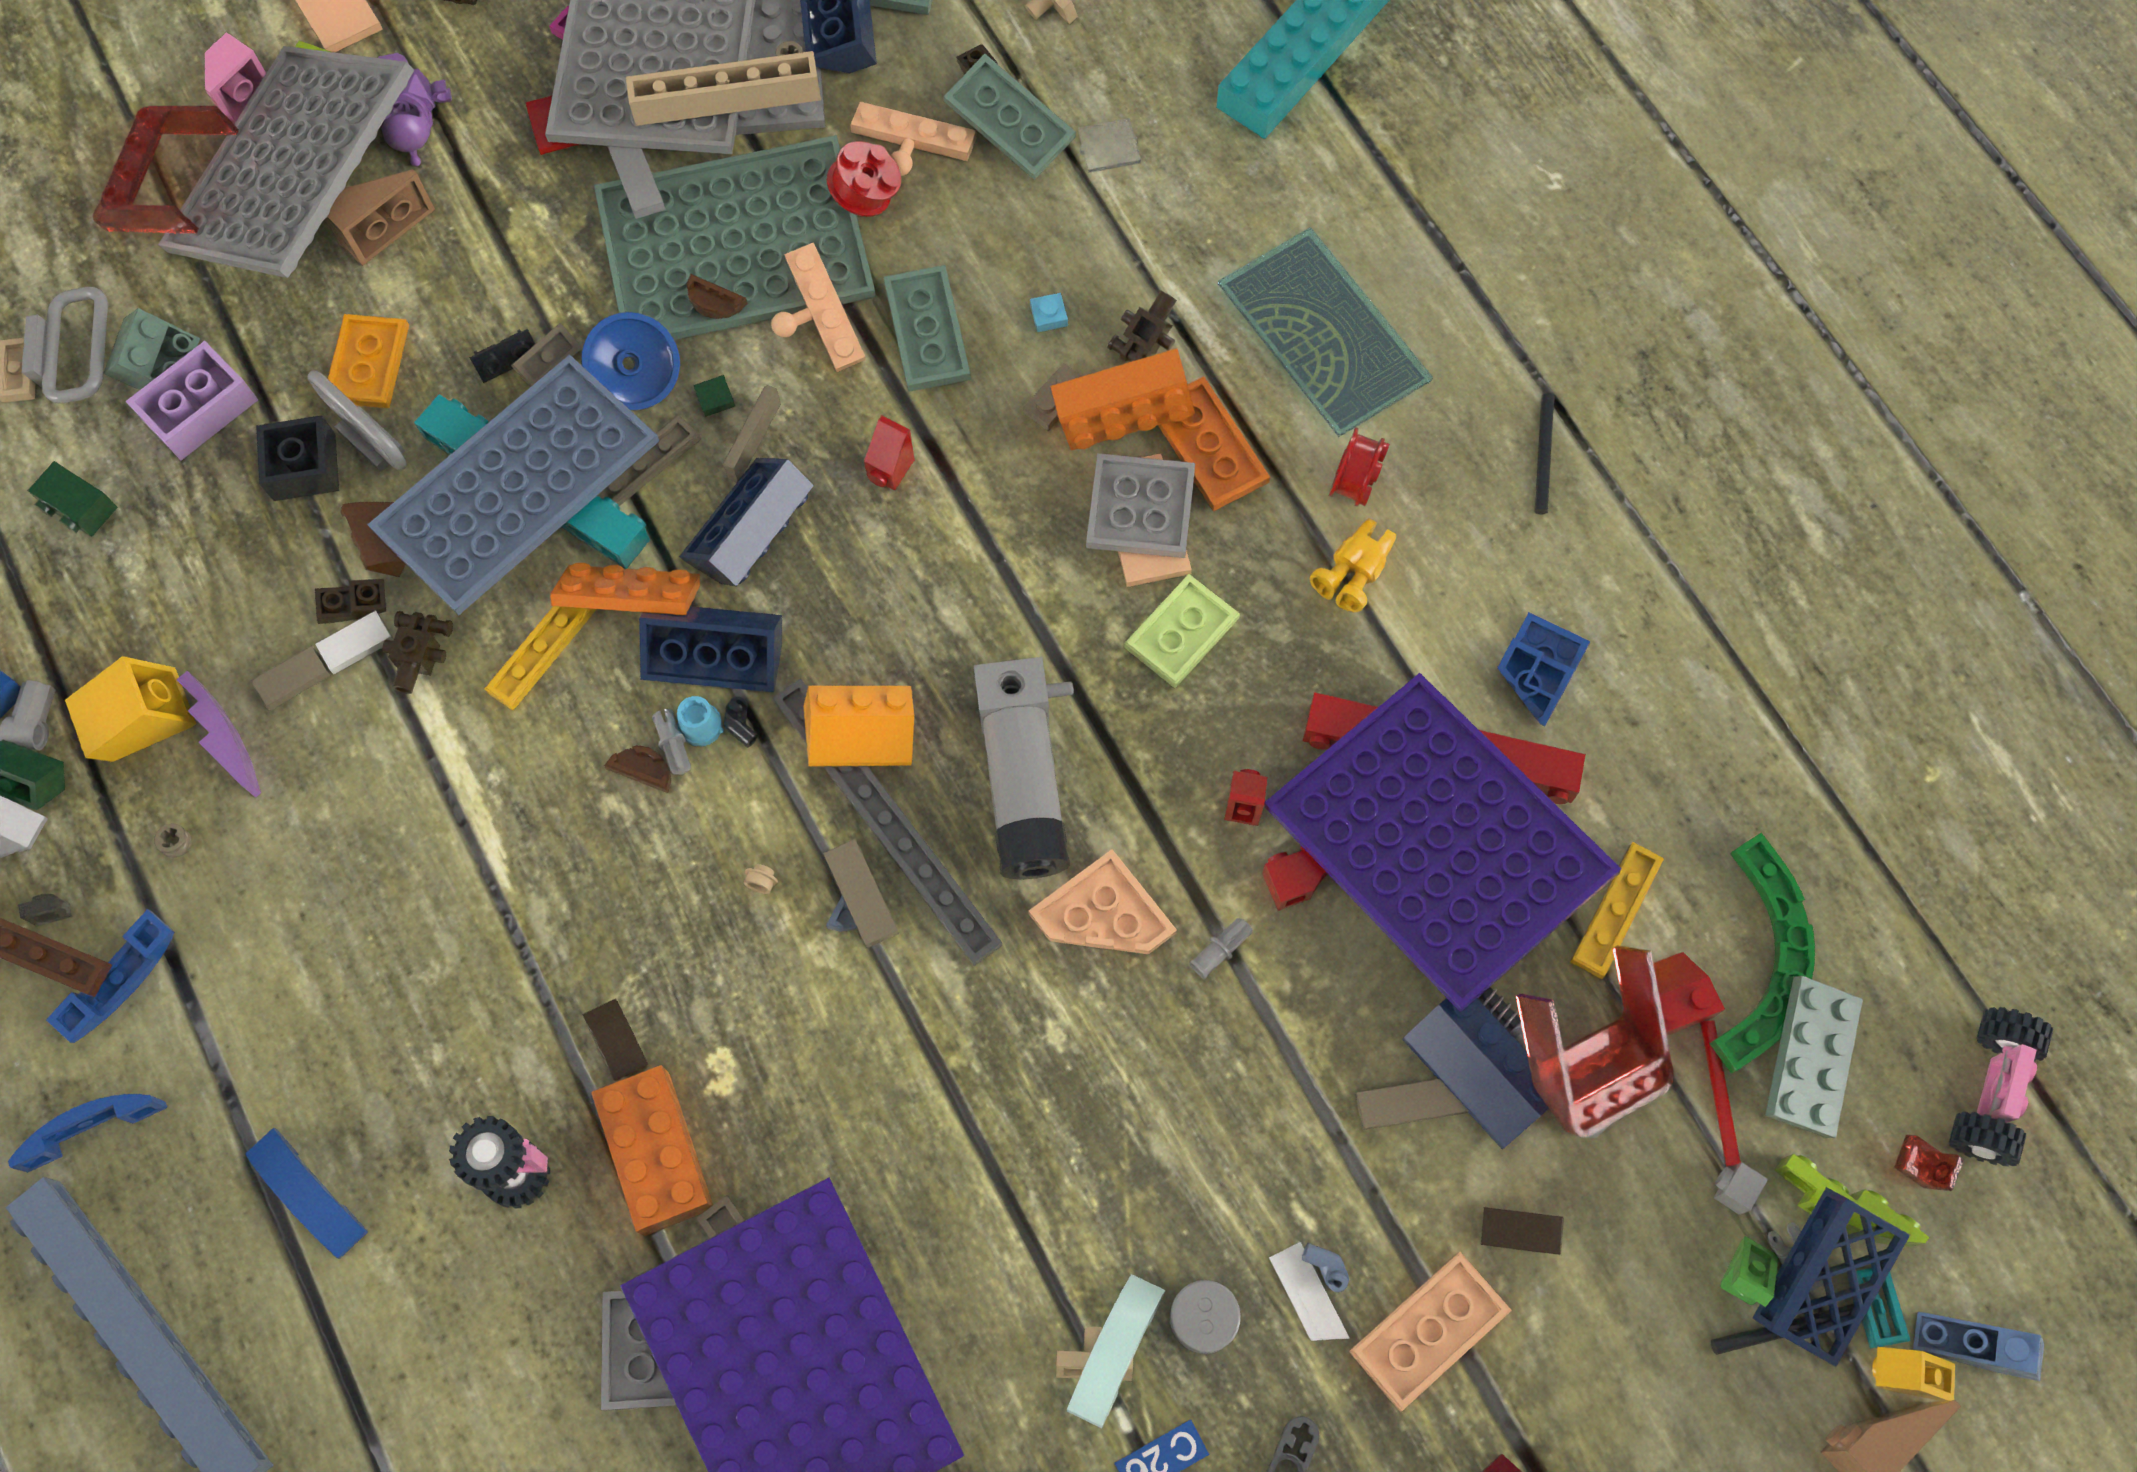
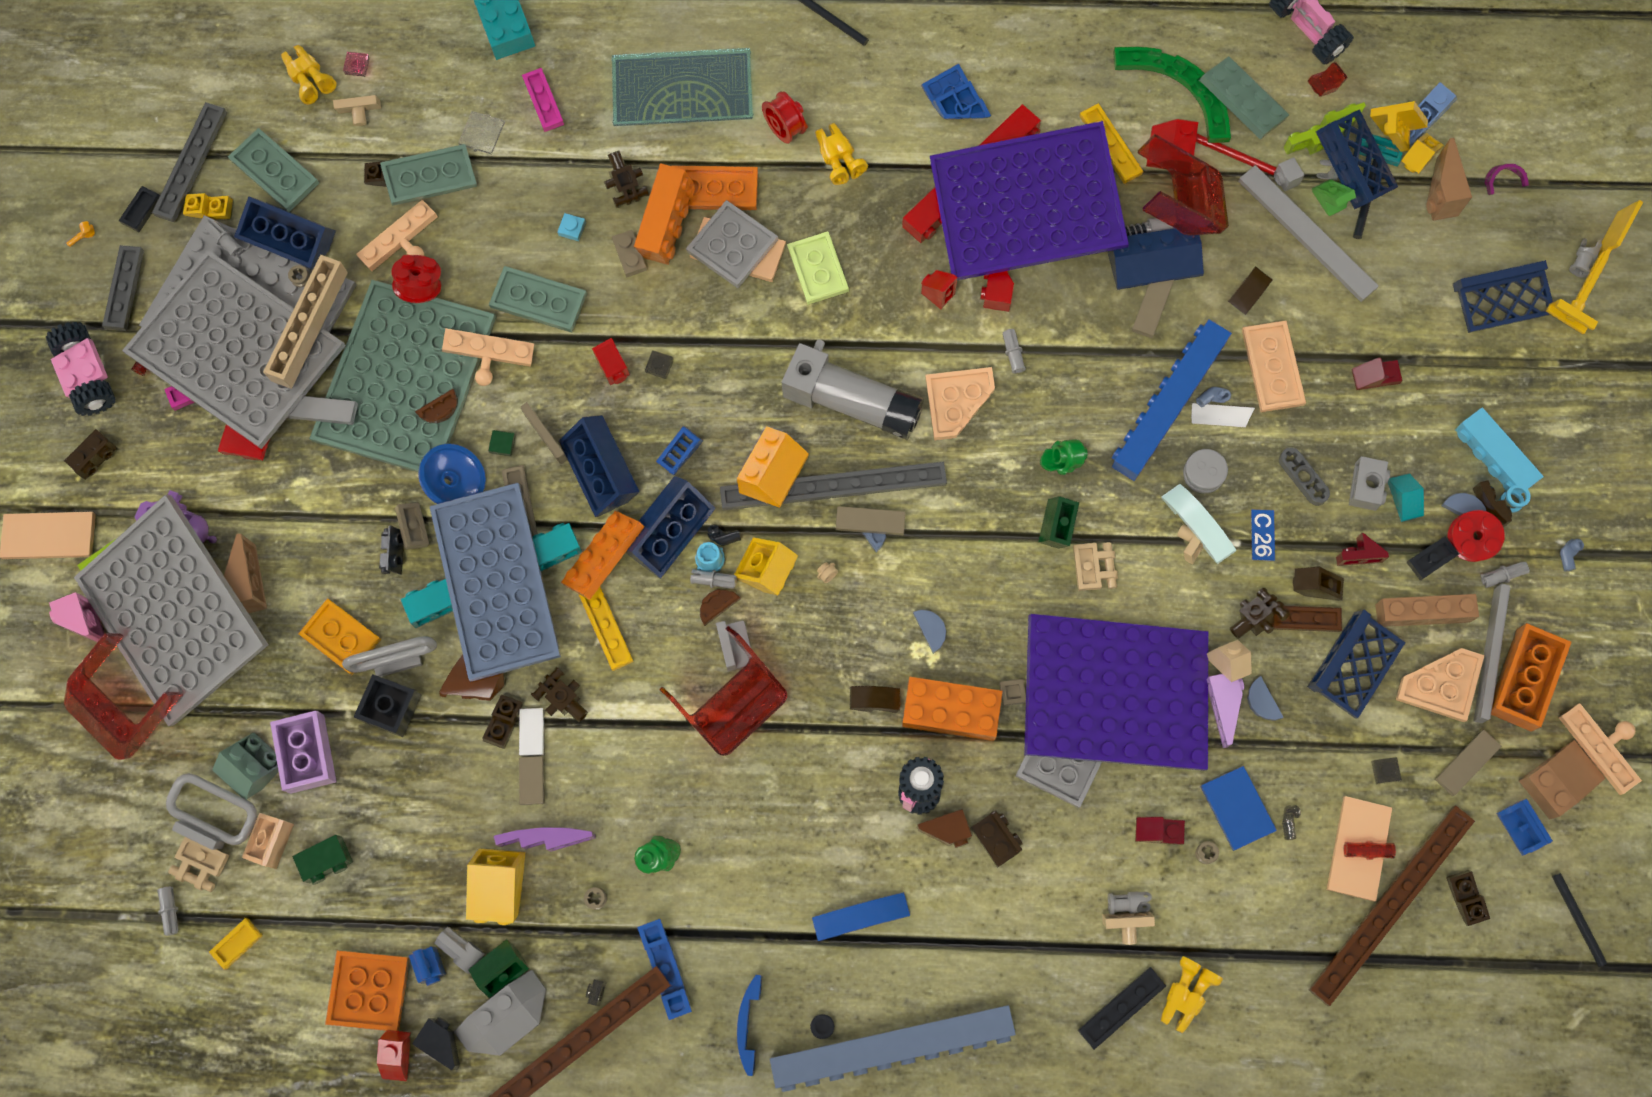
camera: 55 degrees left, 5 degrees up
(68, 430) = (267, 841): none -> light nougat slope
(129, 1225) = (822, 1026): none -> black tile
(260, 882) = (657, 855): none -> green head
(479, 1241) = (948, 829): none -> reddish brown slope
(502, 1317) = (997, 838): none -> dark brown bracket
(507, 867) = (738, 706): none -> clear red windscreen
(596, 818) = (733, 654): none -> light grey panel
(724, 797) = (766, 565): none -> yellow slope
(757, 1062) = (932, 628): none -> sand blue tile
(846, 610) = (684, 431): none -> blue slope
(927, 515) = (659, 364): none -> clear smoke plate
(963, 1226) = (1087, 566): none -> tan plate
(1000, 1147) = (1058, 522): none -> dark green brick
(1105, 1102) = (1064, 456): none -> green head
(1195, 184) = (543, 99): none -> dark pink plate
(1284, 1207) = (1171, 400): none -> blue brick
(1669, 1272) = (1308, 233): none -> light grey tile
(1930, 1308) = (1398, 121): none -> yellow bracket

